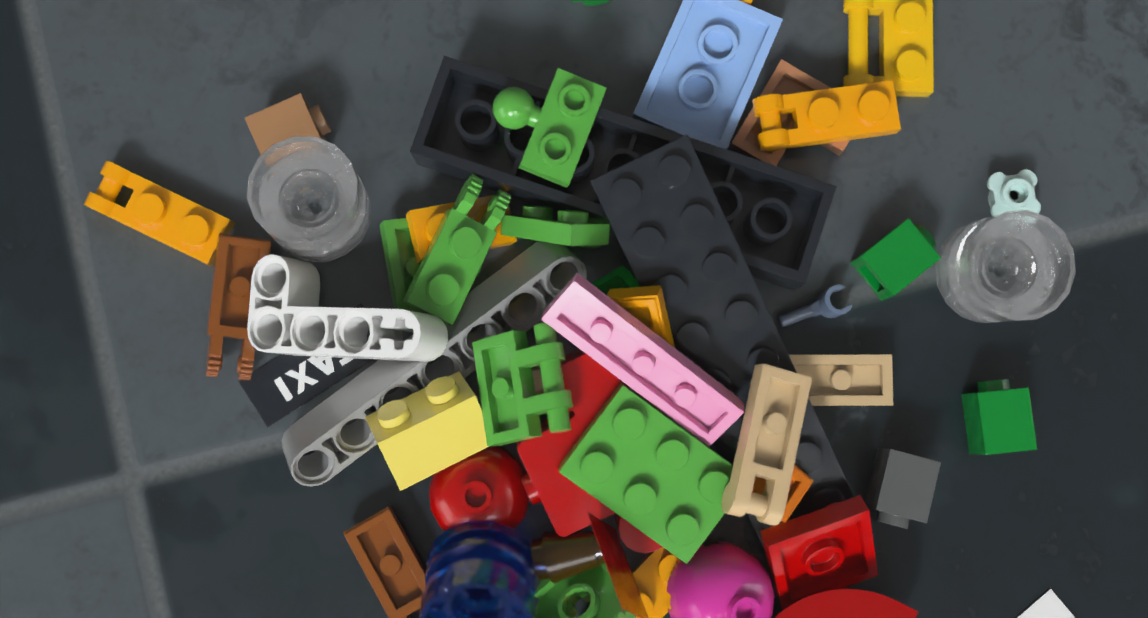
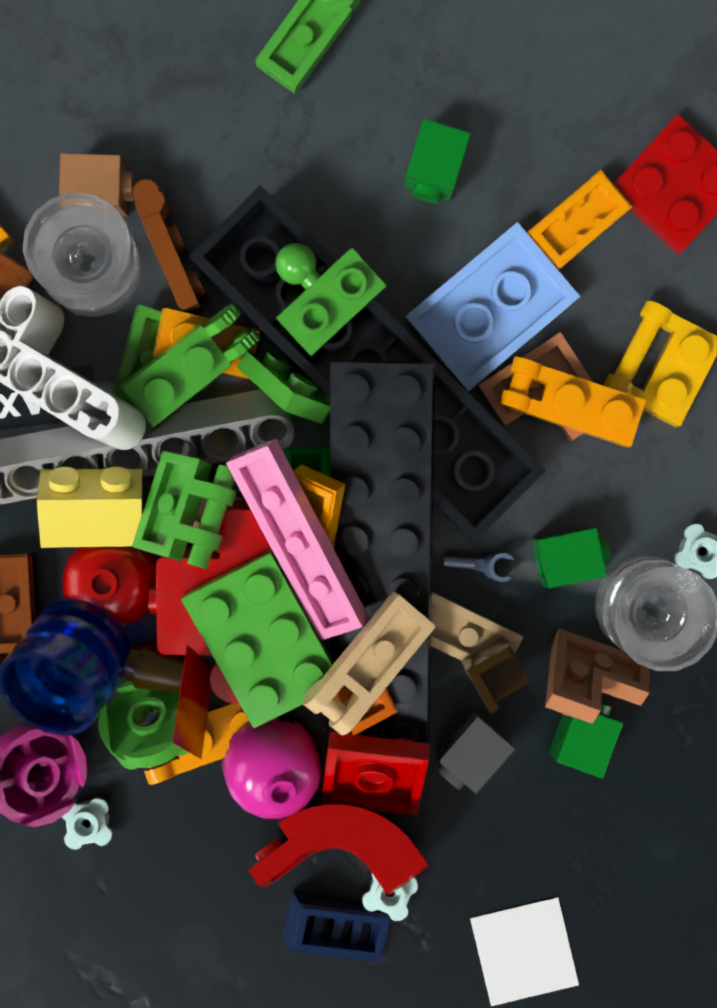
camera: 30 degrees right, 5 degrees up
(382, 156) = (168, 245): none -> dark orange hinge
(885, 399) = (495, 673): none -> dark brown panel
(969, 358) = (585, 669): none -> nougat plate

